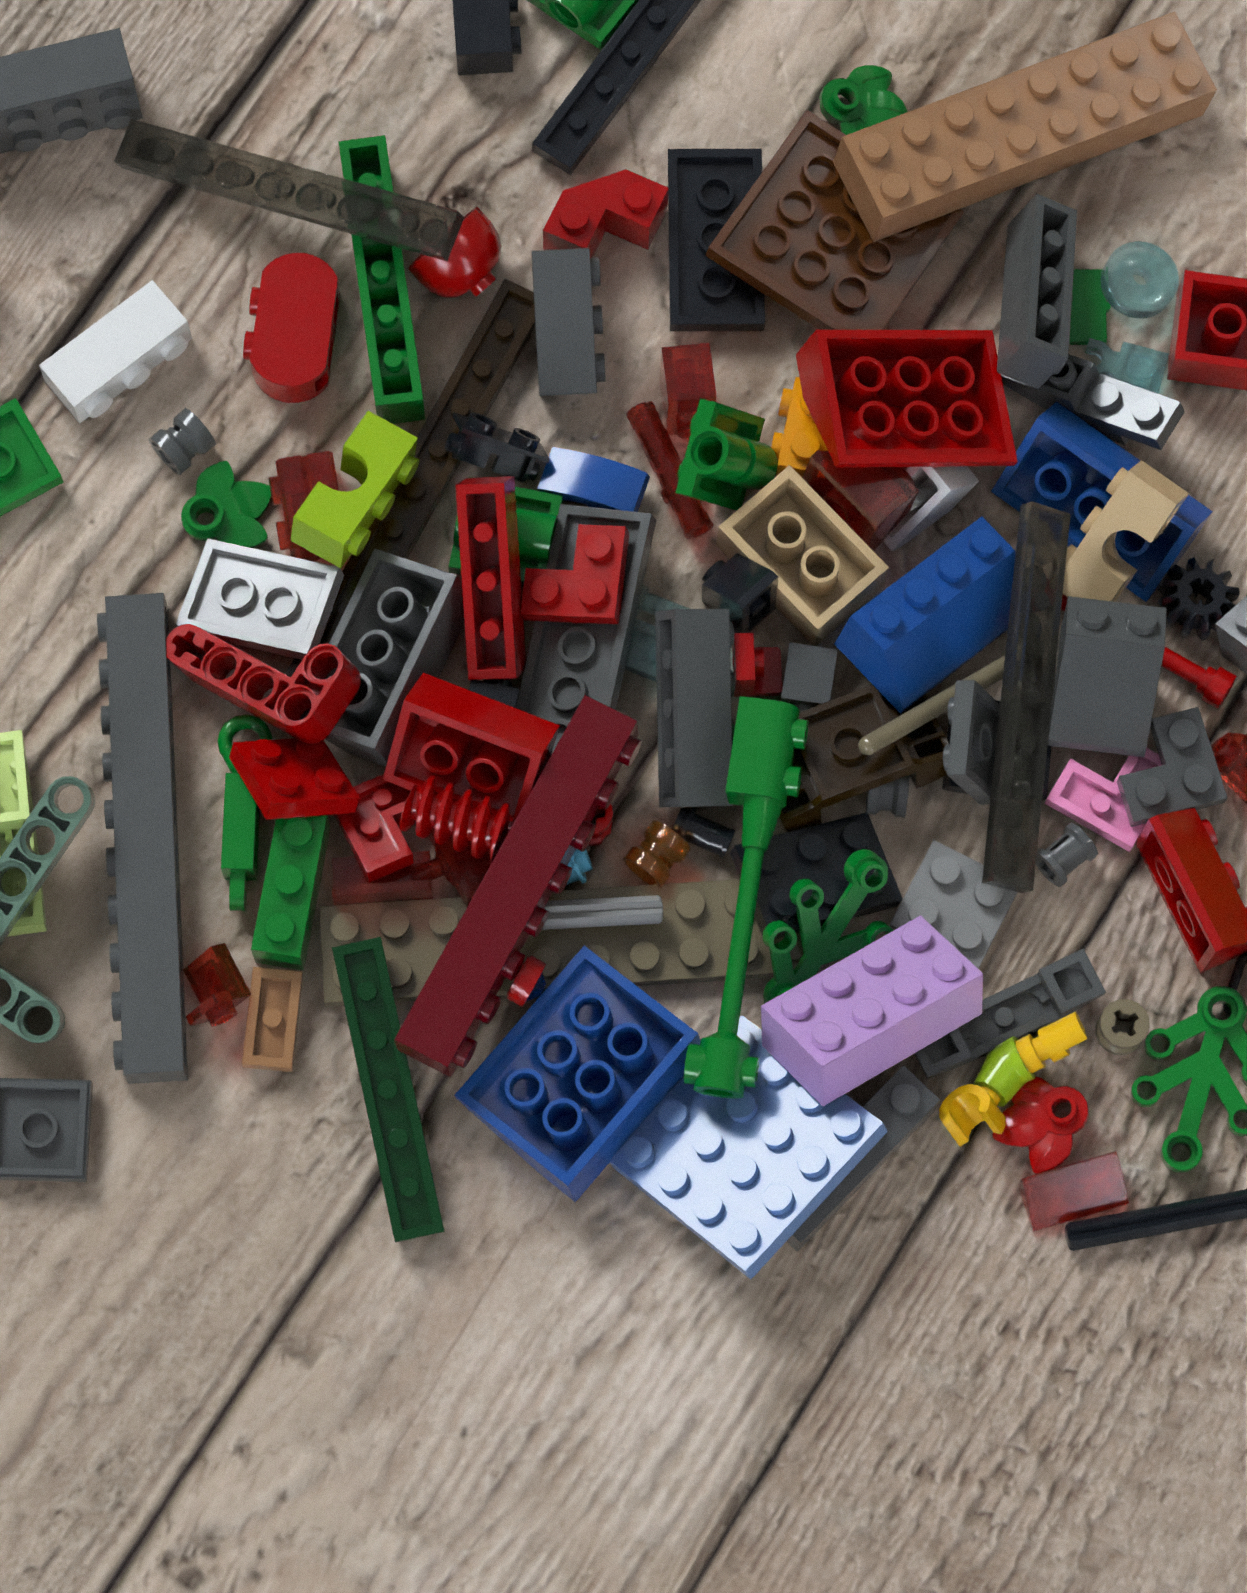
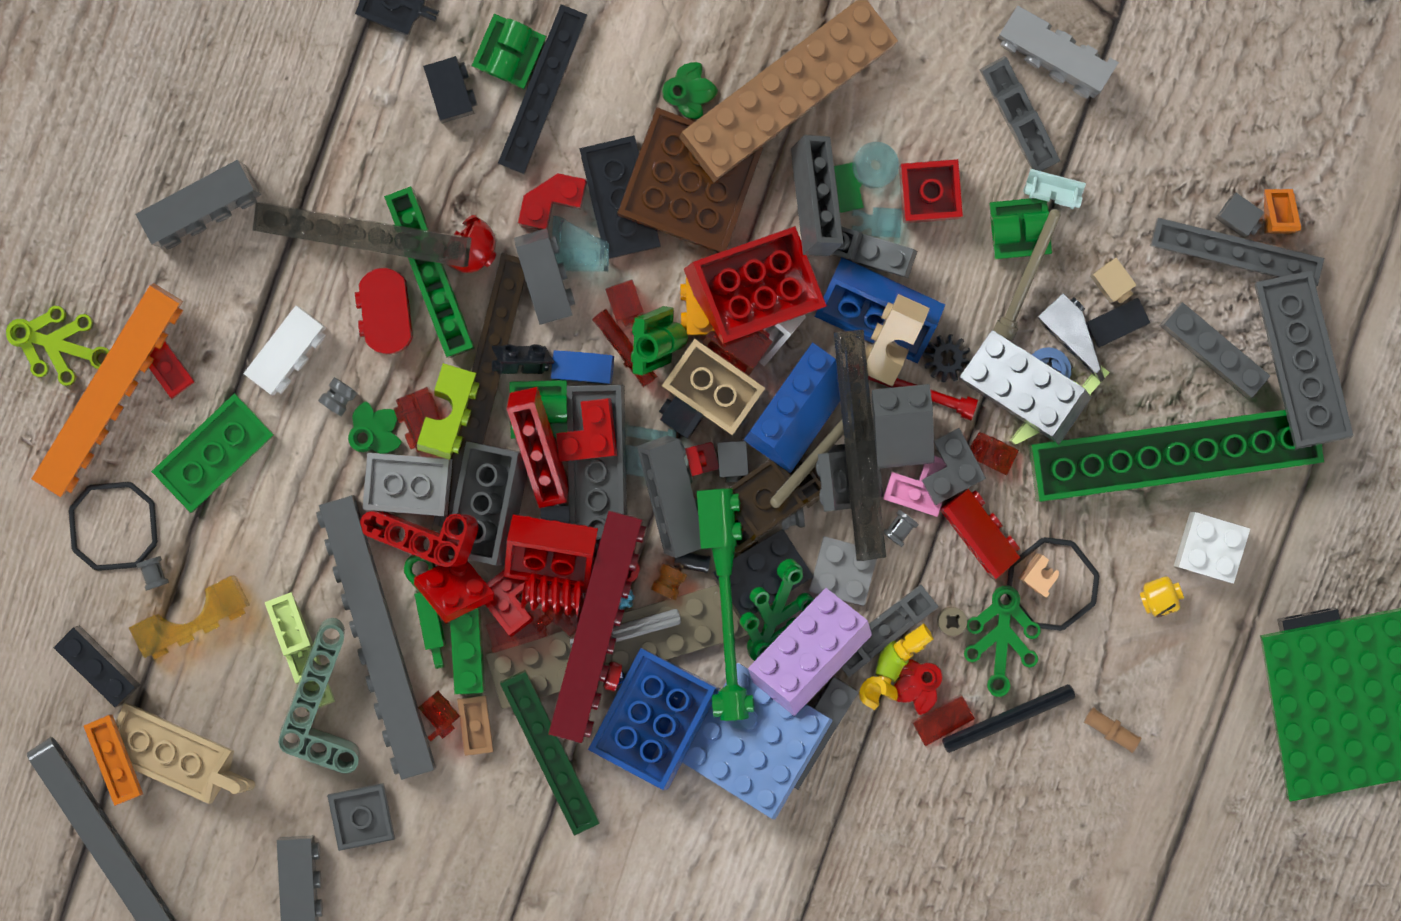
camera: 15 degrees left, 15 degrees up
(633, 299) = (579, 248): none -> clear light blue wing

